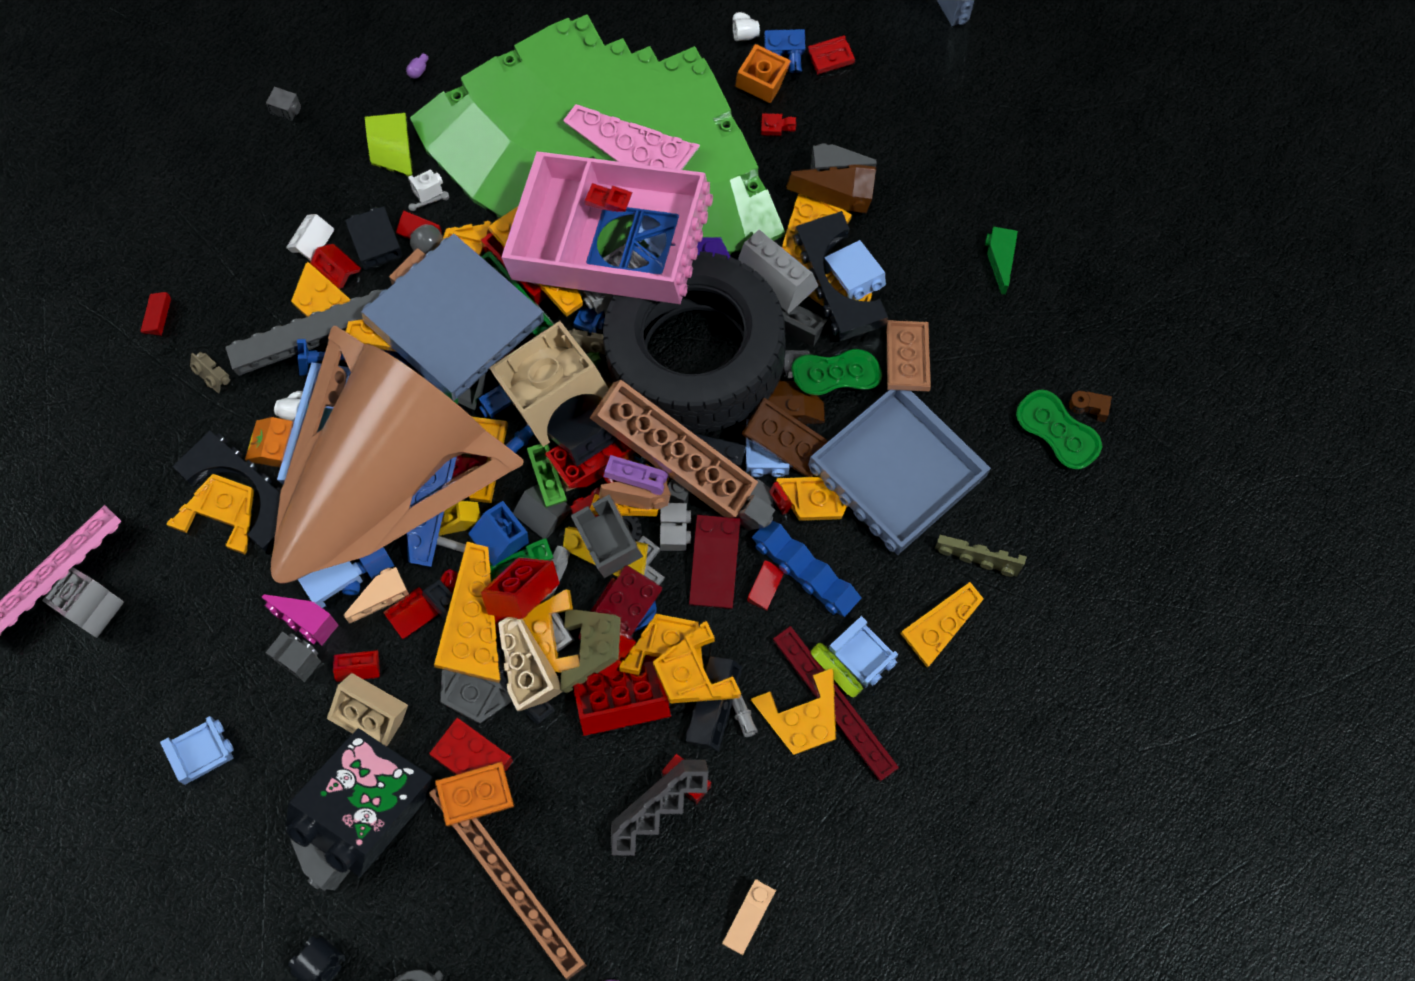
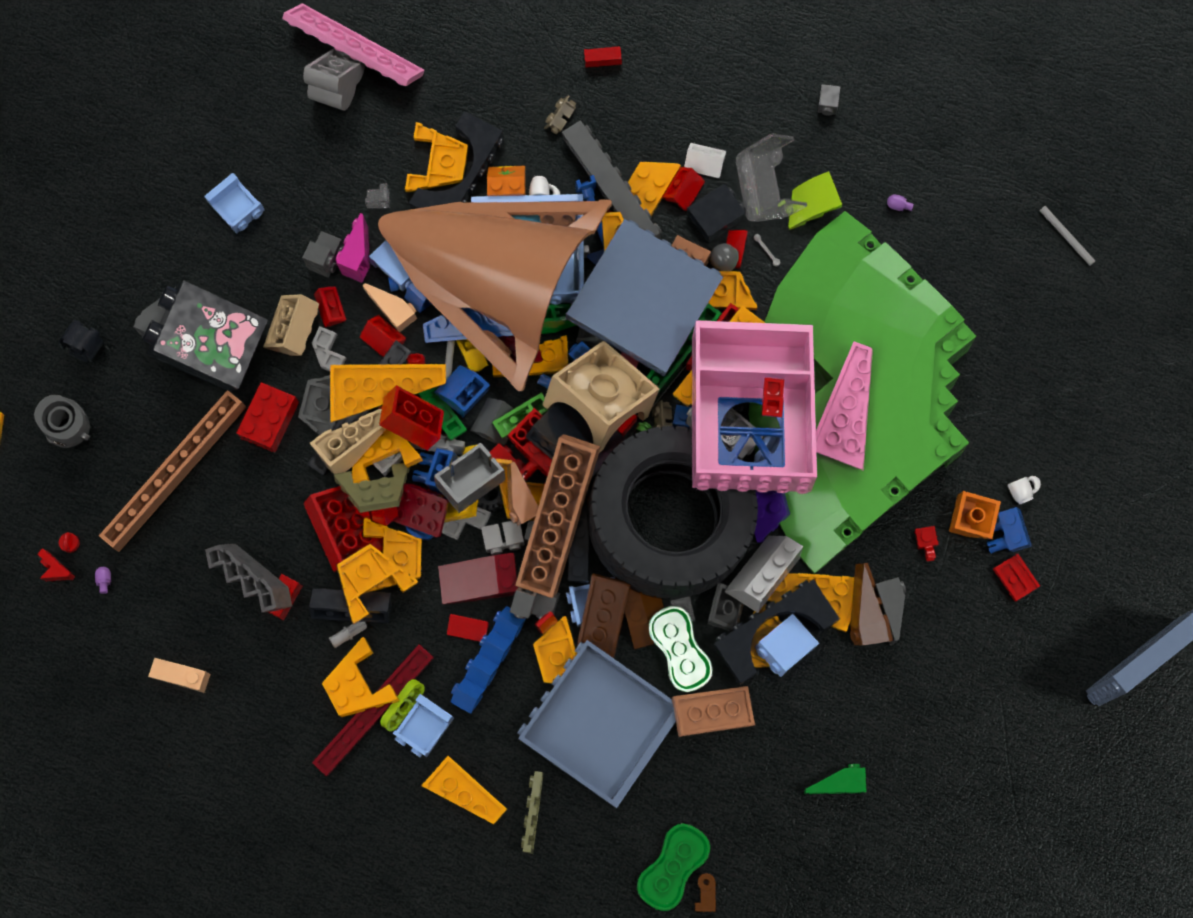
camera: 85 degrees right, 5 degrees up
(243, 584) = (378, 197): none -> clear panel
(353, 191) = (759, 181): none -> clear windscreen
(418, 680) = (322, 345): none -> light grey tile
(426, 185) = (778, 243): white brick -> none
(474, 794) = (232, 426): orange tile -> none
(585, 573) = (437, 462): none -> blue brick
(636, 474) = (529, 487): medium lavender plate -> none

